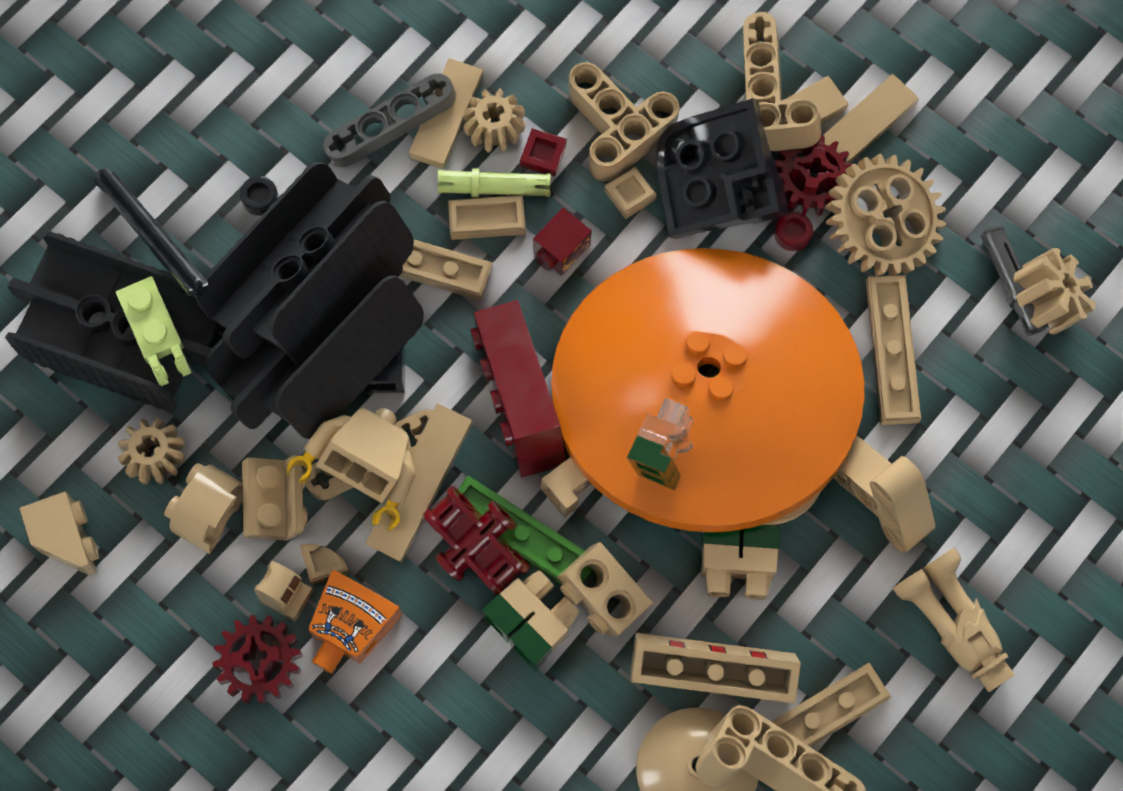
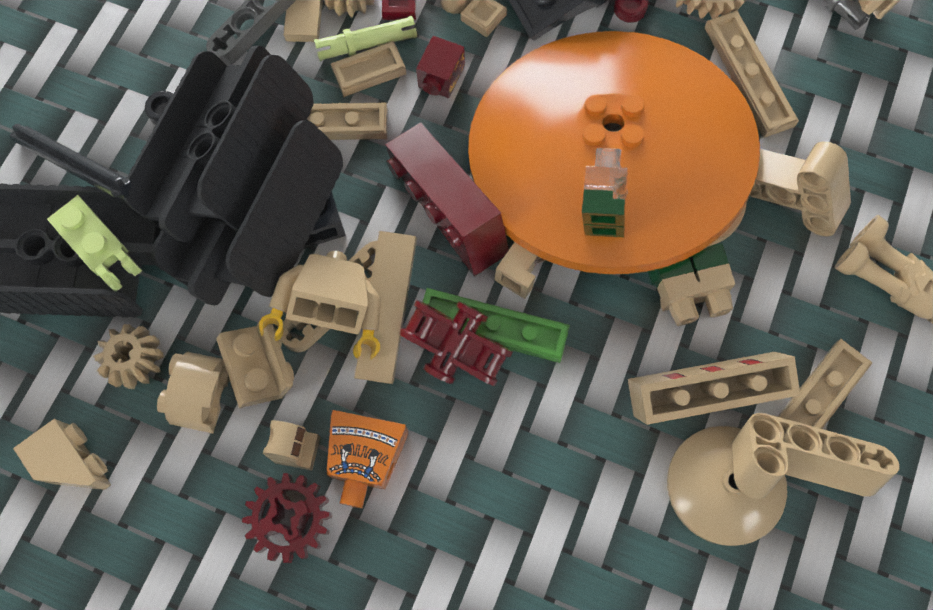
camera: 15 degrees left, 0 degrees up
(321, 562) = (319, 408): tan tile -> none
(527, 622) = (515, 386): hips -> none
(611, 582) = (590, 340): tan brick -> none

